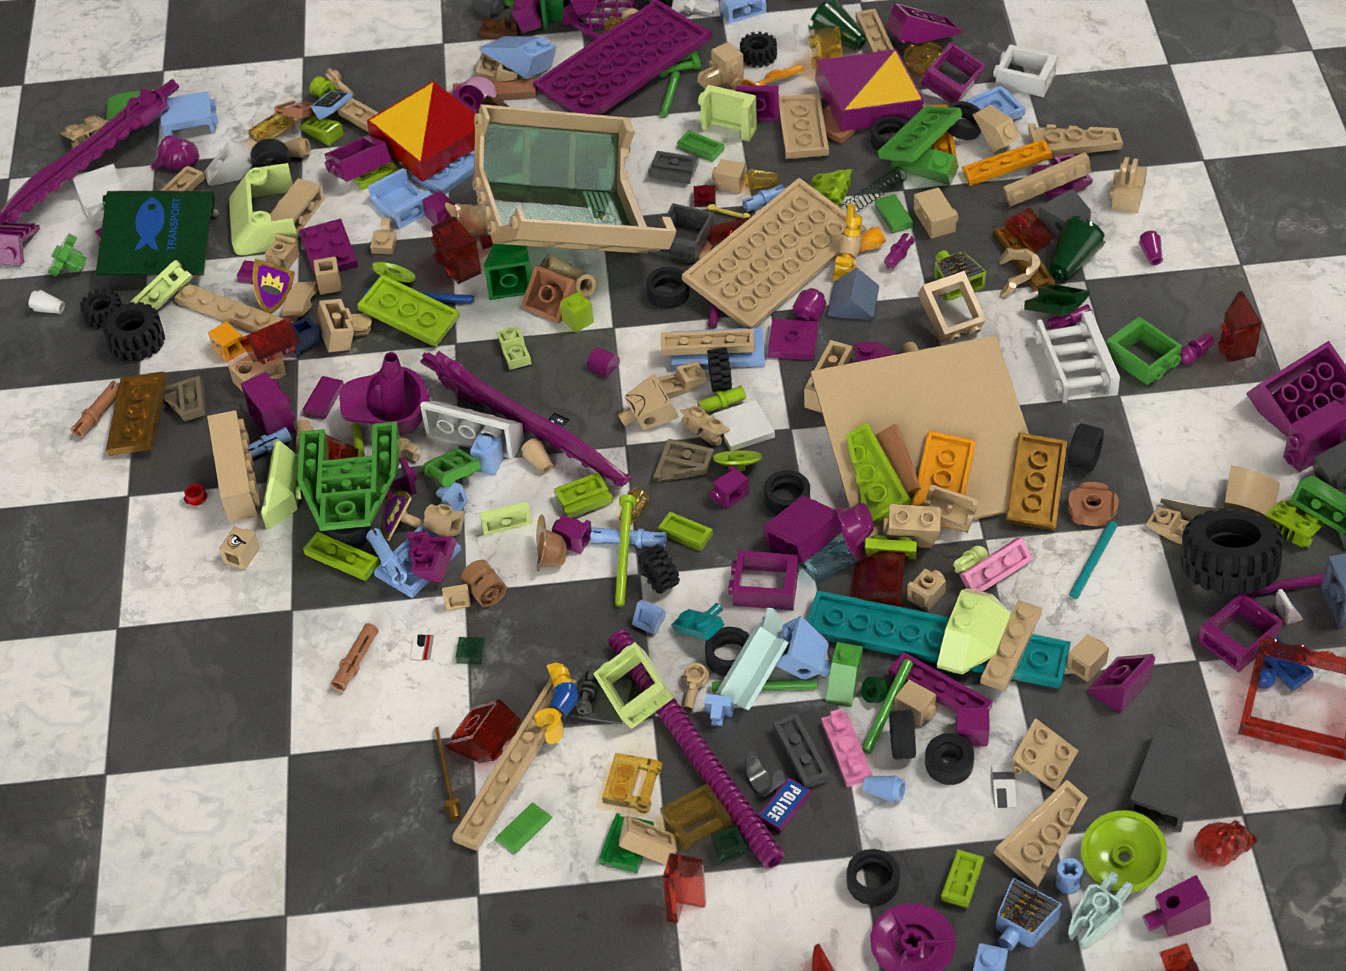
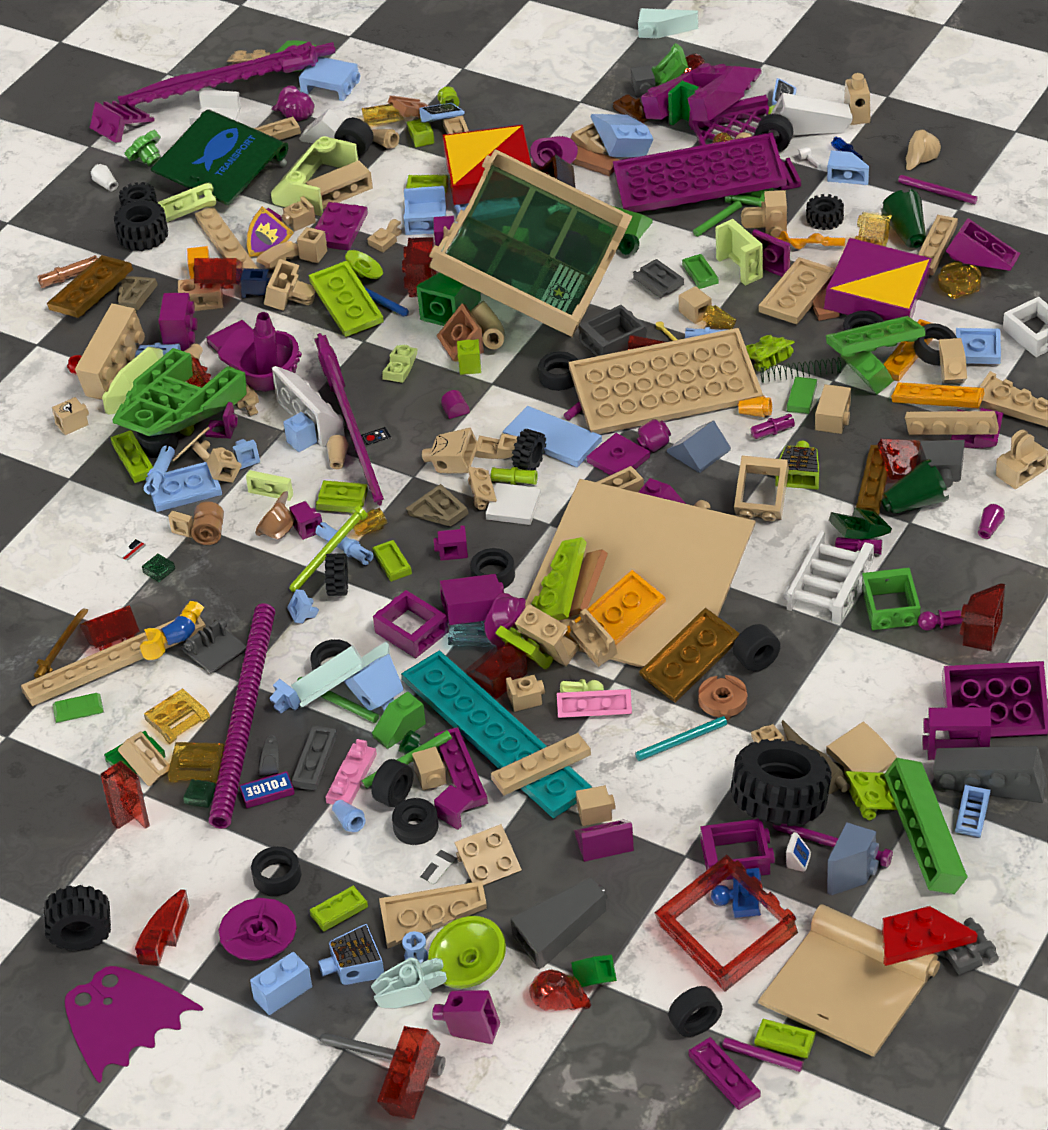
camera: 35 degrees right, 5 degrees down
(335, 77) = (464, 96): tan plate -> none
(344, 673) = (75, 531): nougat pin -> none
(357, 158) = (417, 163): magenta window -> none
(430, 555) = (190, 485): magenta slope -> none
(457, 464) = (264, 428): bright green plate -> none
(647, 701) = (225, 663): yellowish green window -> none
(695, 677) = (292, 667): tan plate -> none
(699, 624) = (328, 628): teal plate -> none
(700, 341) = (554, 429): tan plate -> none
(704, 195) = (662, 312): dark red plate -> none
(737, 458) = (479, 525): lime dish -> none
(849, 243) = (731, 399): yellow piece -> none
(945, 86) = (946, 309): magenta window -> none
(972, 631) = (518, 733): yellowish green wedge -> none
(1022, 254) = (855, 490): tan helmet -> none
(1235, 804) = (594, 970): none -> green panel

